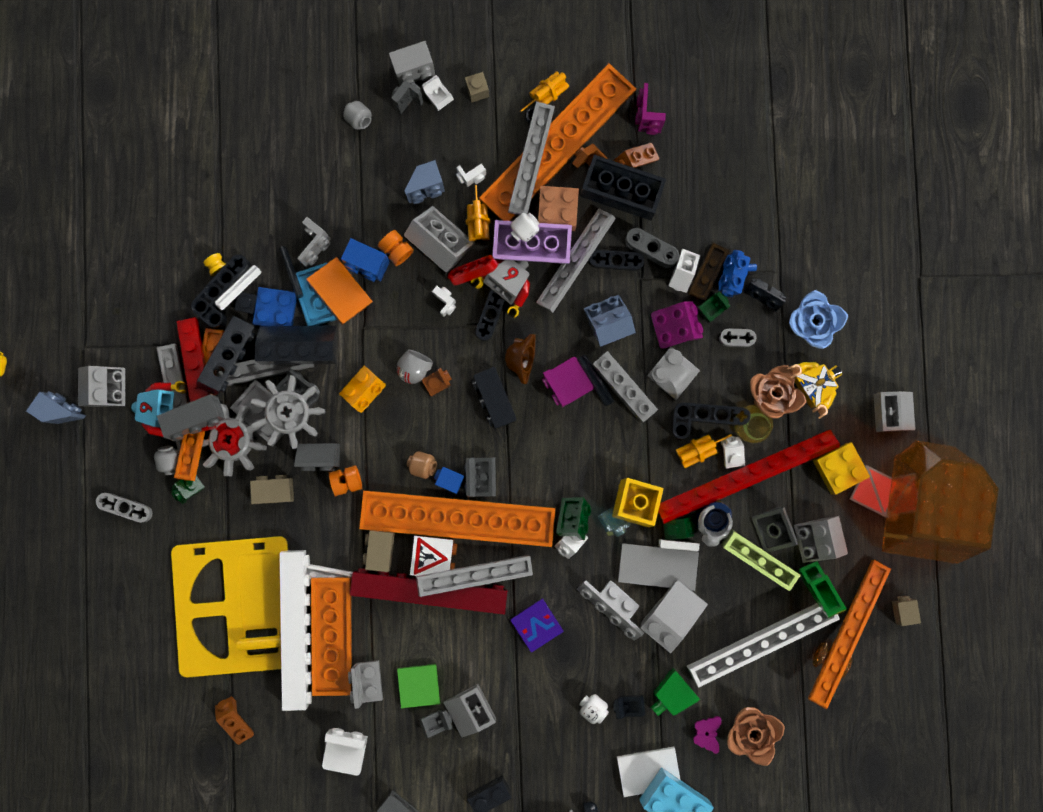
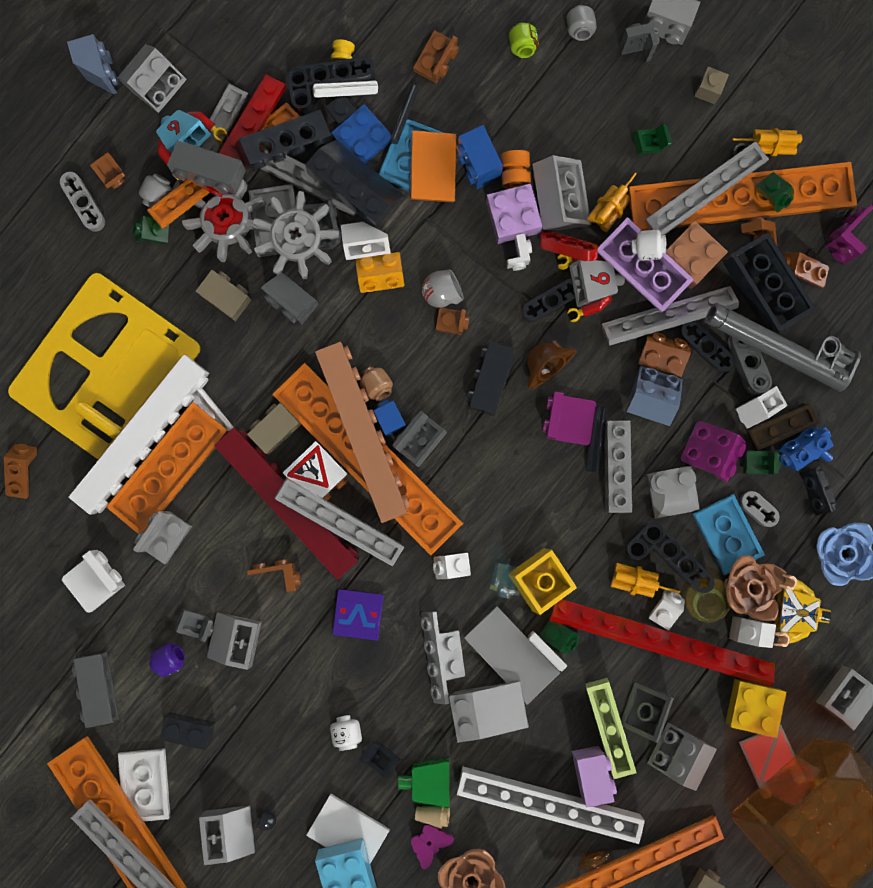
camera: 45 degrees right, 0 degrees up
(125, 472) = (108, 171): none -> dark orange bracket
(279, 215) = (435, 56): none -> dark orange bracket
(319, 243) = (449, 108): light grey bracket -> none
(329, 157) = (523, 40): none -> lime head
(334, 378) = (363, 241): none -> white slope
(350, 475) = (304, 340): orange wheel -> none
(418, 277) = (513, 213): none -> lavender brick
(418, 686) = (207, 579): bright green tile -> none
(424, 183) = (590, 132): sand blue slope -> none
(436, 761) = (167, 659): none -> dark purple head
(437, 92) = (670, 60): white bracket -> none
(439, 504) = (361, 432): none -> nougat brick
(468, 154) = (652, 140): none -> dark green bracket
(473, 638) = (291, 576): none -> dark orange bracket
(475, 175) = (641, 163): white bracket -> none
(573, 517) = (472, 546): dark green bracket -> none
(577, 123) = (776, 191): none -> dark green bracket
(593, 287) = (665, 354): none -> dark orange bracket
(694, 713) = (433, 815): none -> tan cone
(707, 208) = (830, 366): none -> dark grey piece
(714, 522) = (597, 658): piece -> none
(730, 370) = (727, 532): none -> dark azure tile
(777, 602) = (593, 776): none -> lavender brick
(799, 421) = (752, 632): none -> white slope
(822, 589) = (645, 803): green slope -> none

